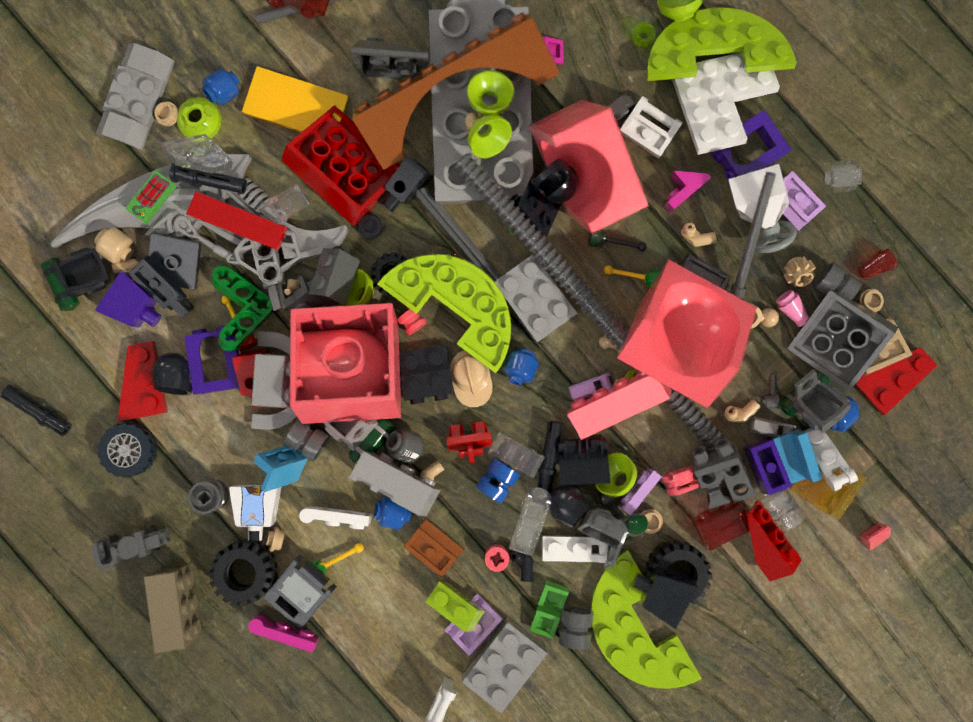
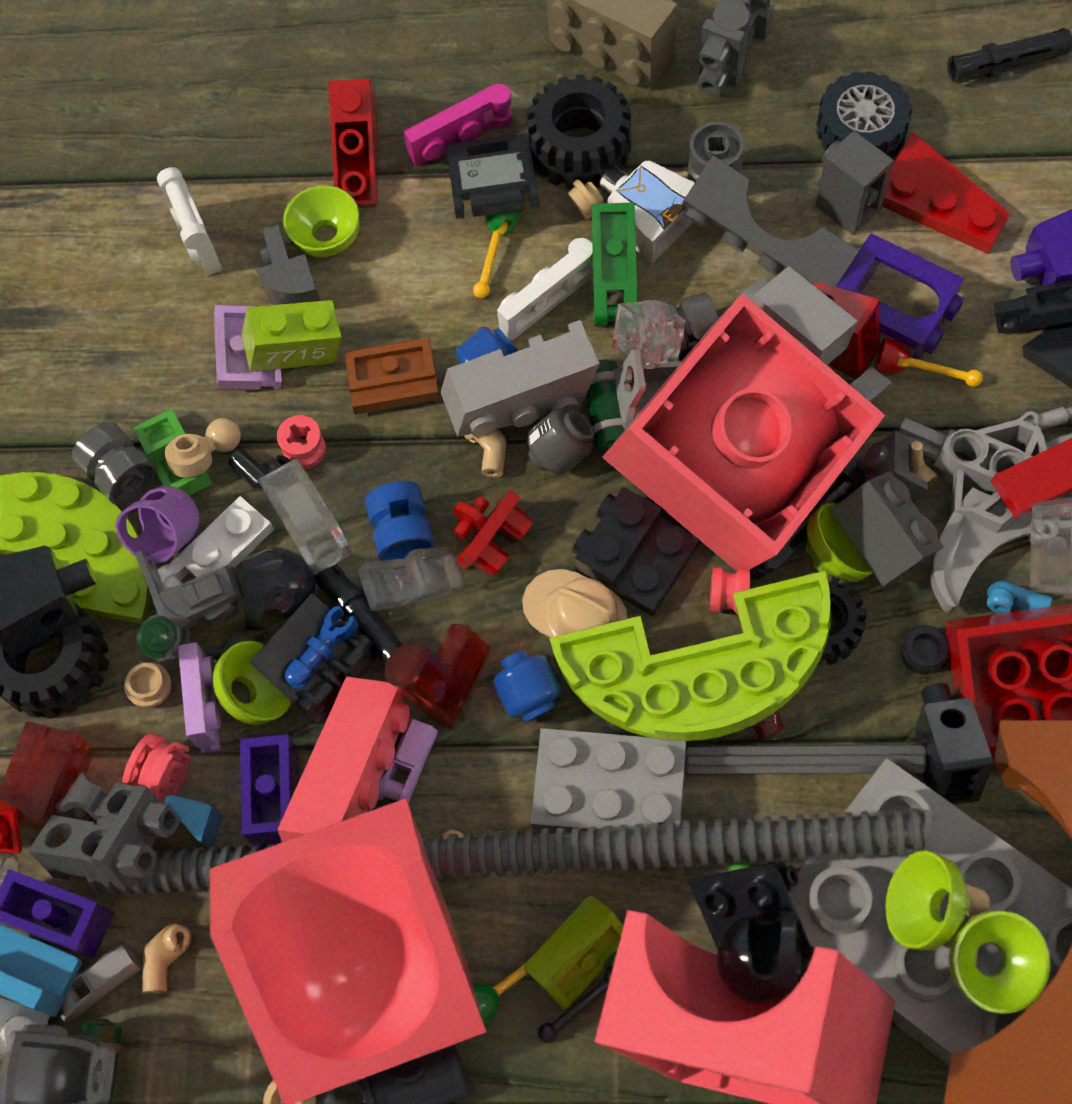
camera: 140 degrees right, 20 degrees down
(171, 374) = (925, 228): black helmet -> none
(171, 423) = (853, 181): none -> dark grey brick
(226, 409) = (721, 201): none -> dark grey arch
(248, 311) = (931, 385): green beam -> none
(281, 466) = (676, 261): dark azure panel -> none
(299, 496) = (613, 257): none -> green plate
(321, 211) = (1007, 596): none -> dark azure arm
(329, 444) = (650, 329): none -> clear brick
(333, 674) = (354, 138): none -> red slope
(382, 660) = (319, 208): none -> lime piece
(429, 636) = (282, 277): none -> dark grey brick
(504, 664) = (162, 341): light grey brick -> none
(523, 595) = (191, 454): none -> tan plate
(547, 400) = (439, 681): none -> clear red brick
(582, 577) = (167, 522): none -> medium lavender helmet
(594, 459) = (301, 671): none -> blue piece
(605, 260) = (576, 952): none -> lime slope
(650, 427) = (267, 785): none -> dark purple brick
(683, 449) = (197, 817): none -> dark azure slope
(771, 400) = (134, 1020): dark grey hand -> none

